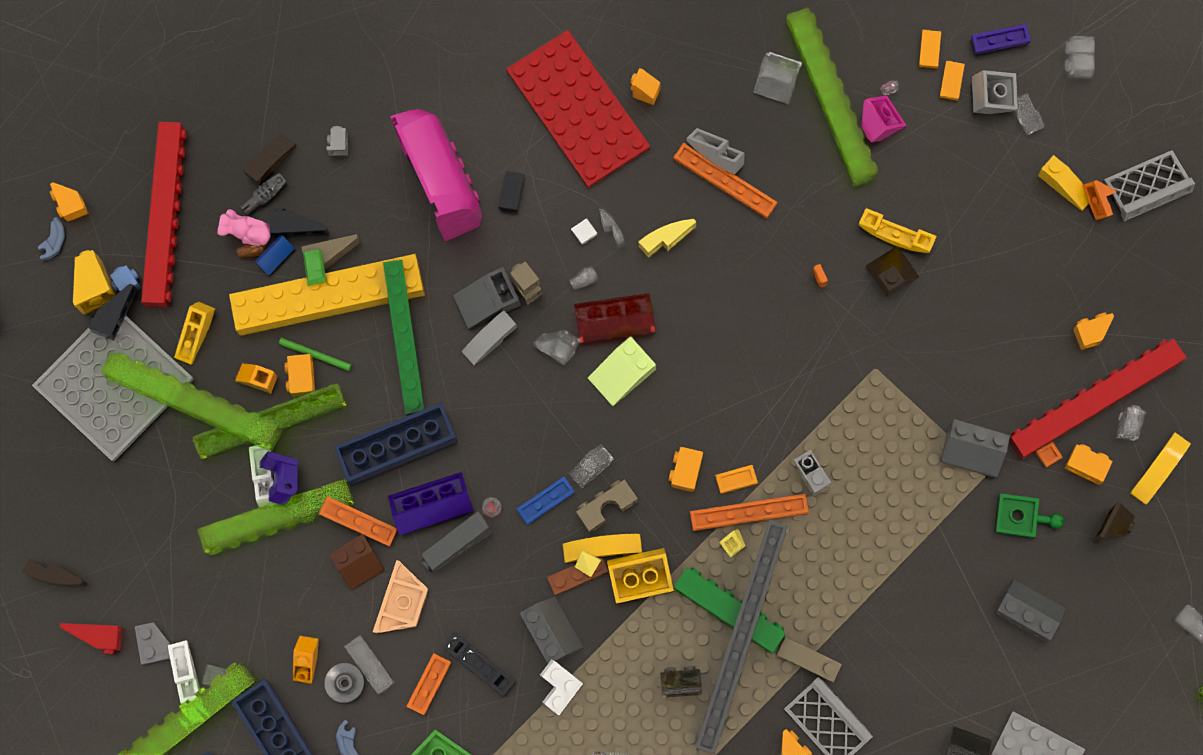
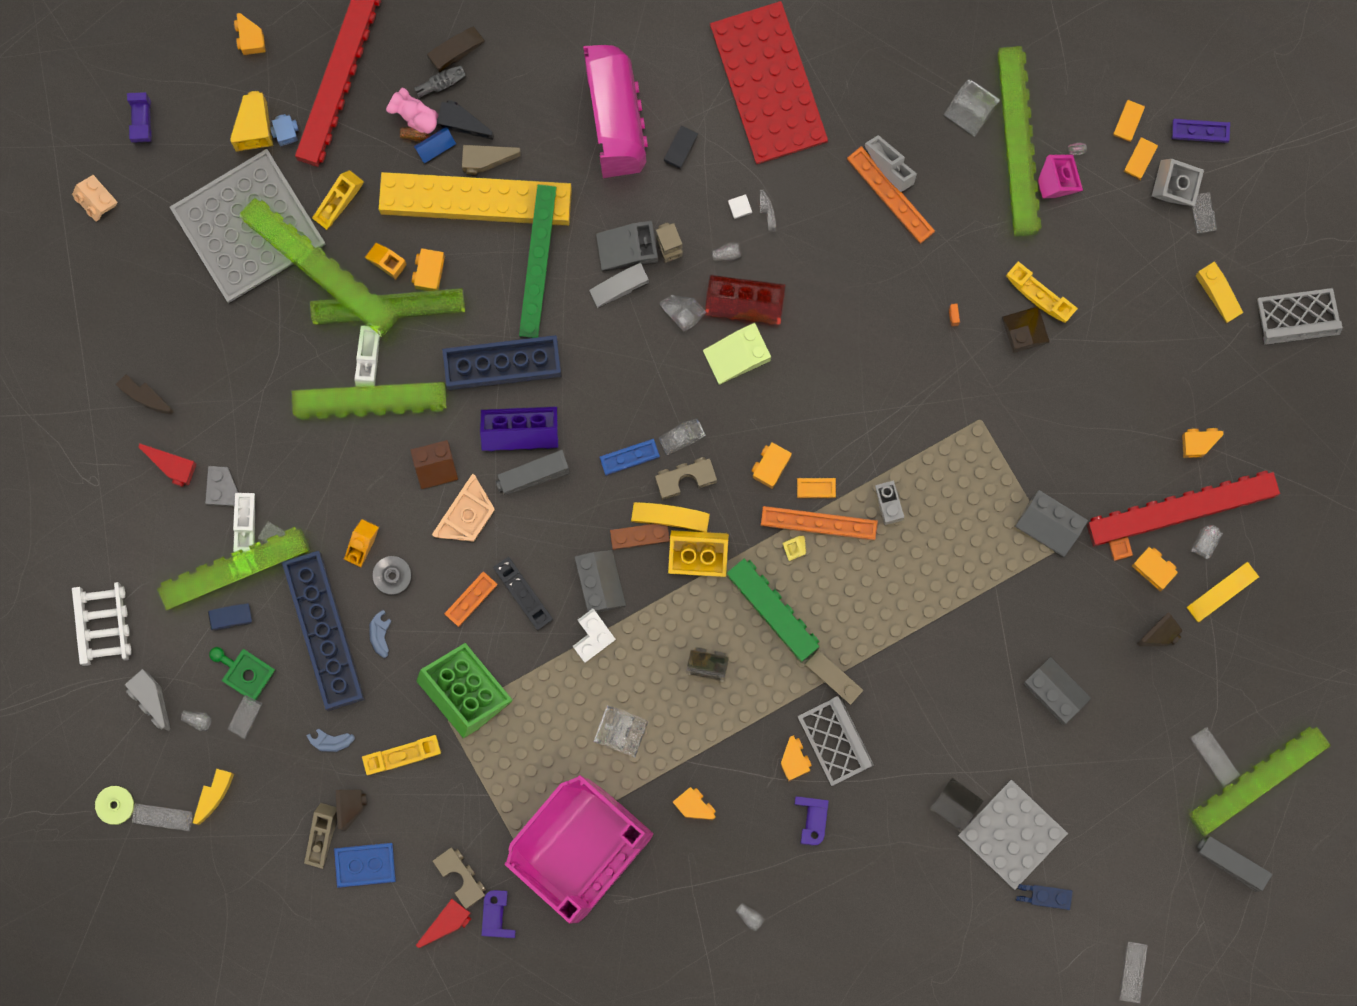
camera: 10 degrees right, 5 degrees up
(54, 241) = (225, 71): sand blue piece -> none
(111, 315) = (262, 161): black slope -> none
(284, 476) = (388, 364): dark purple piece -> none
(314, 267) = (470, 169): bright green tile -> none
(315, 354) = (448, 253): bright green bar -> none
(337, 142) = (526, 50): light grey brick -> none
(357, 521) = (445, 426): orange plate -> none
(369, 664) = (420, 565): clear plate -> none
(491, 507) = (576, 448): clear tile -> none
(587, 563) = (652, 527): light yellow slope -> none
(645, 87) = (839, 80): light orange slope -> none
(666, 236) = (817, 234): light yellow slope -> none
(741, 636) = (777, 637): dark grey plate -> none
(1029, 508) = (1085, 594): green plate -> none
(1080, 57) = (1272, 172): clear piece -> none
(1096, 195) = (1244, 313): orange slope -> none

